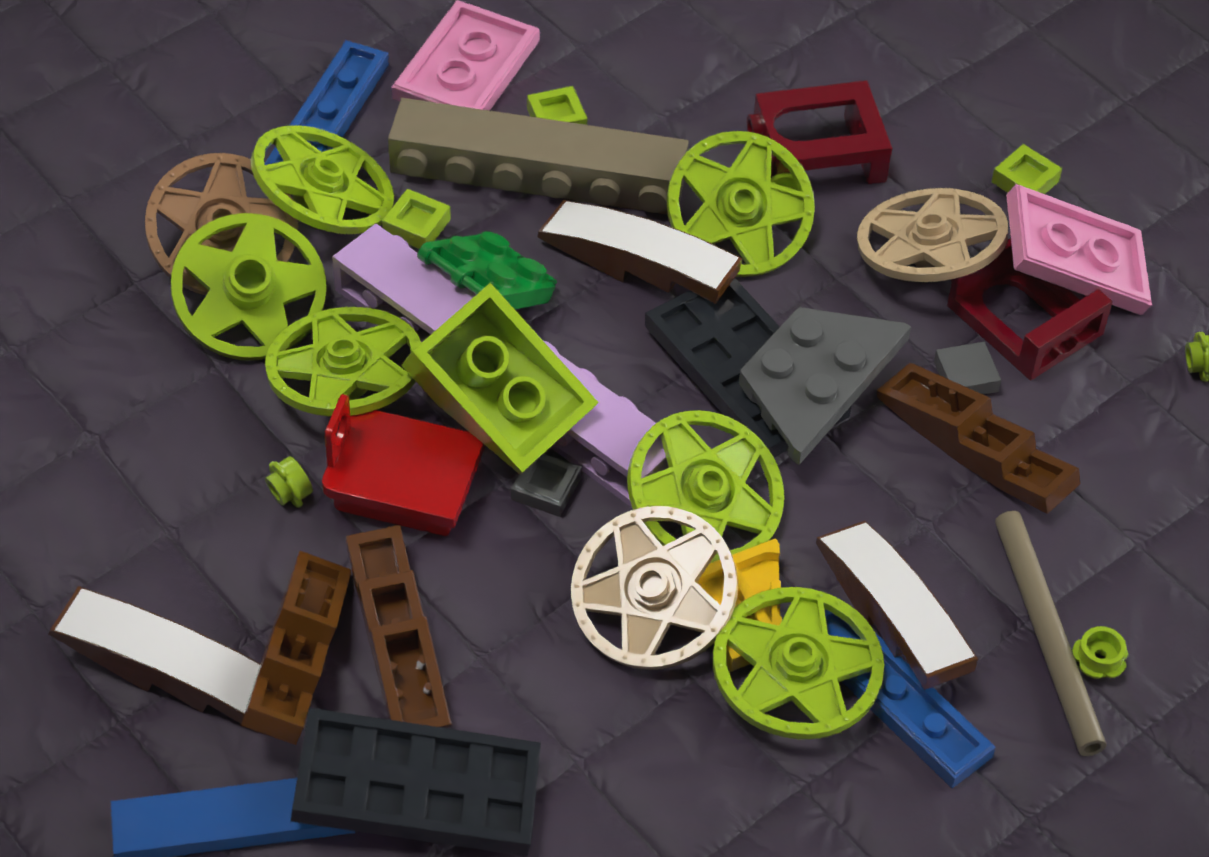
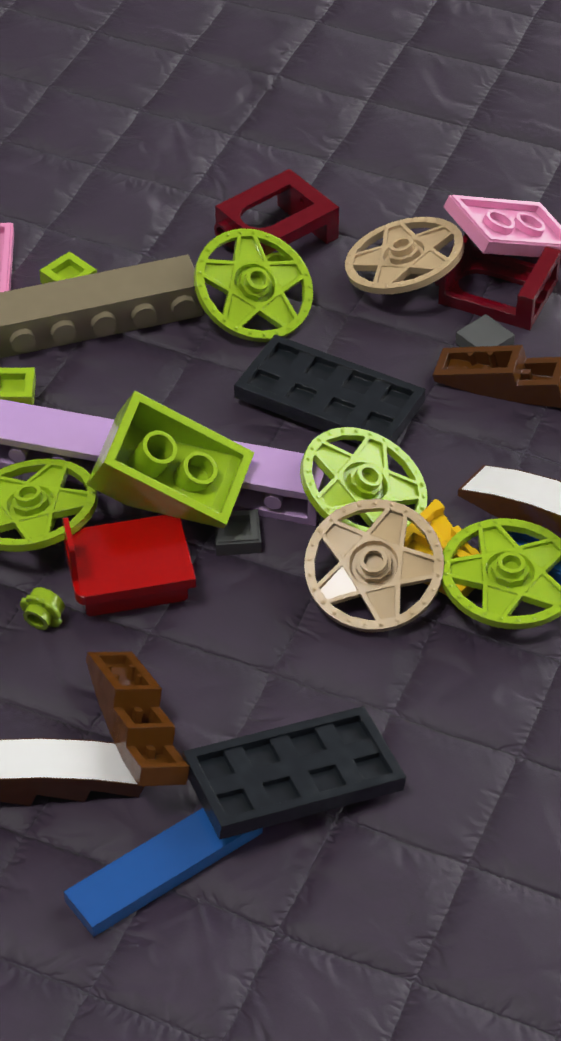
camera: 25 degrees left, 5 degrees down
(397, 628) = (196, 675): reddish brown slope -> none
(488, 259) = (91, 395): green plate -> none
(637, 245) = (207, 341): white slope -> none
(817, 371) = (388, 375): dark grey wing -> none
(1026, 169) = (434, 193): lime plate -> none

